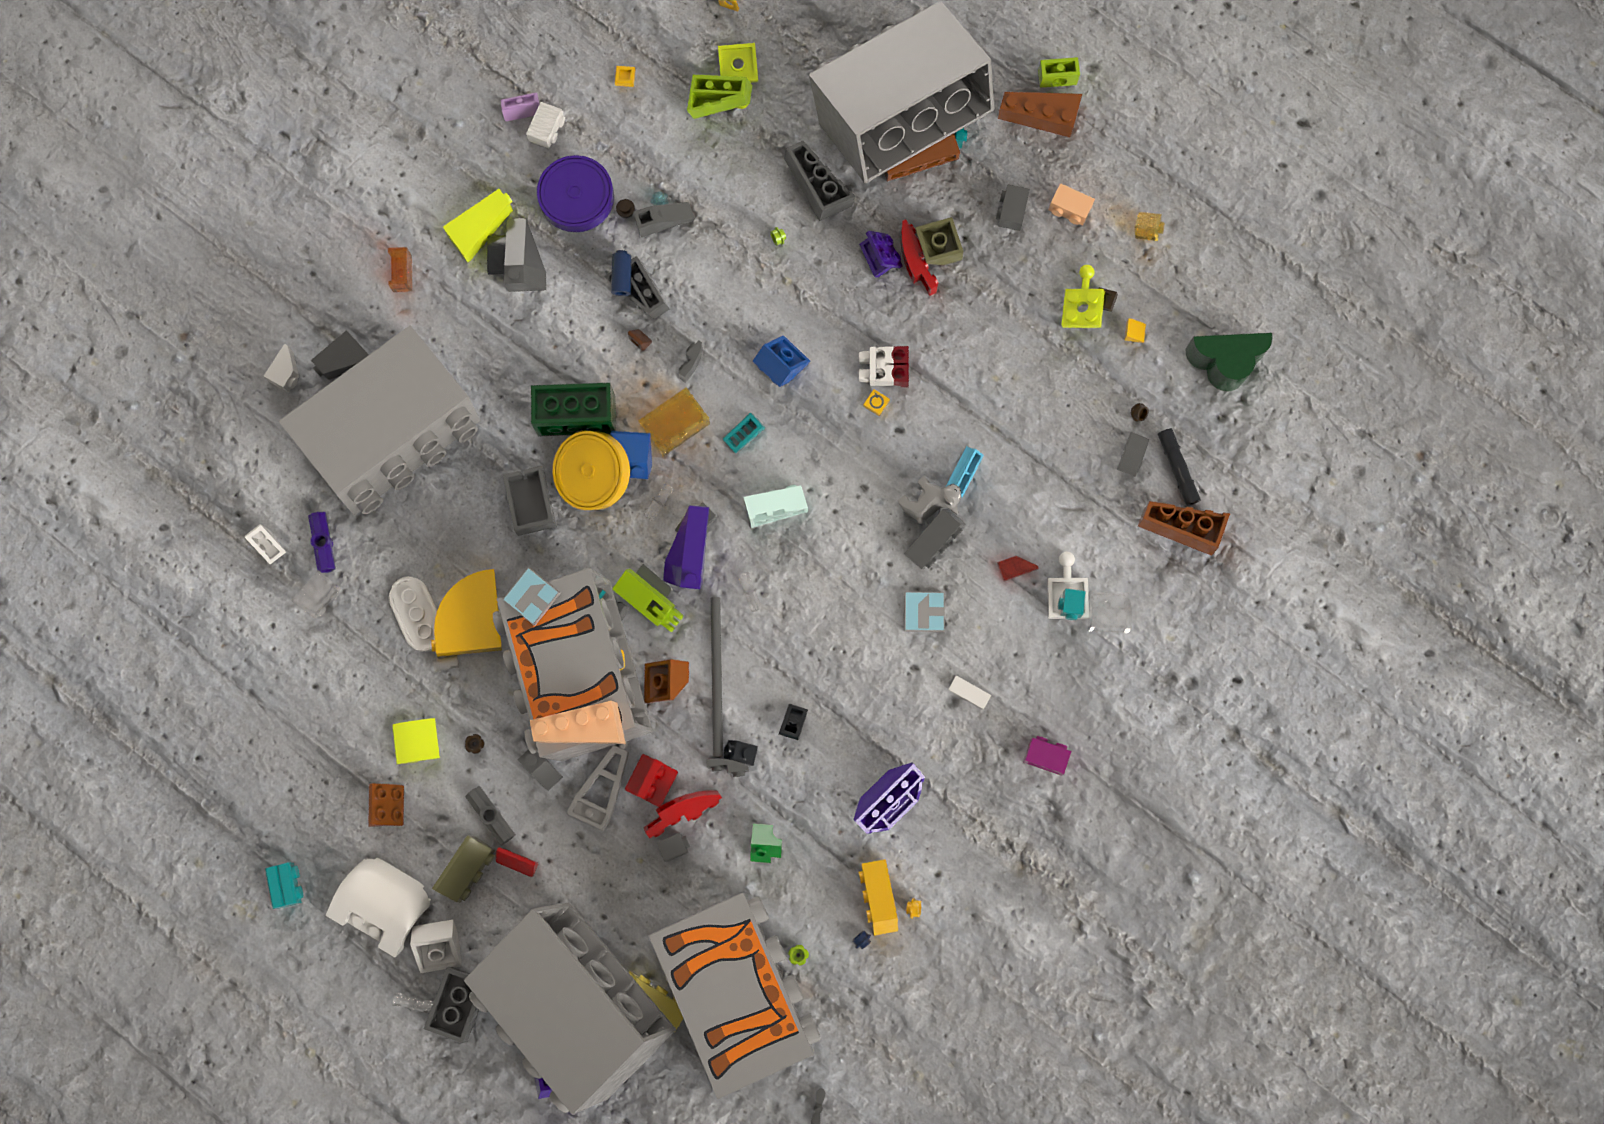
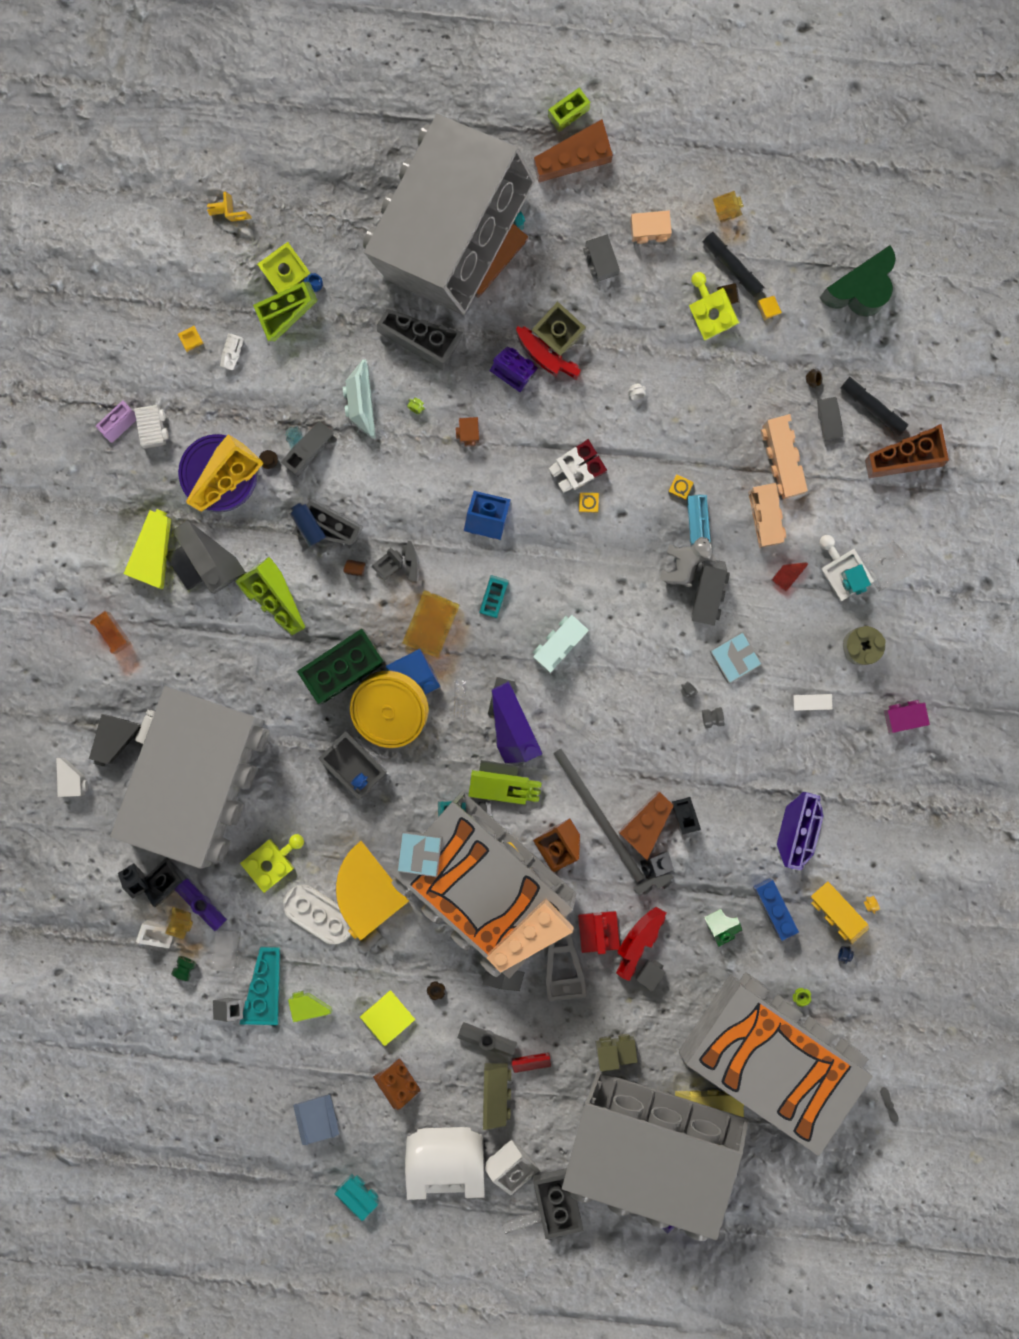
camera: 35 degrees left, 10 degrees up
(271, 587) = (183, 968): none -> dark green wheel
(278, 485) = (133, 880): none -> black brick
(283, 645) = (227, 1009): none -> dark grey brick
(292, 545) = (178, 923): none -> clear yellow brick
(295, 793) = (316, 1119): none -> sand blue slope
(301, 503) = (163, 881): none -> black slope
(326, 649) = (263, 995): none -> teal wing
(352, 686) = (307, 1006): none -> lime slope
(412, 550) = (279, 862): none -> neon yellow plate
(525, 515) = (359, 781): none -> blue plate
(556, 310) = (270, 590): none -> lime wedge
(583, 191) = (226, 468): none -> yellow wedge
(596, 897) = (615, 1052): none -> olive brick
(652, 104) = (231, 351): none -> white hinge
(670, 352) = (388, 564): none -> dark grey bracket
(734, 203) = (359, 399): none -> light aqua wedge
(753, 709) = (647, 824): none -> dark orange wedge
(758, 89) = (315, 280): none -> blue plate
(809, 282) = (468, 431): none -> dark orange brick
(823, 857) = (775, 909): none -> blue brick
(864, 614) = (688, 690): none -> dark grey plate
(873, 652) = (713, 717): none -> dark grey wheel
(965, 436) = (680, 487): none -> yellow tile
(975, 334) = (636, 391): none -> white plate
(1027, 502) = (767, 515): none -> light nougat wedge
(1046, 657) = (874, 641): none -> olive brick
(1072, 461) = (784, 457): none -> light nougat wedge
(1124, 277) = (733, 264): none -> black piece

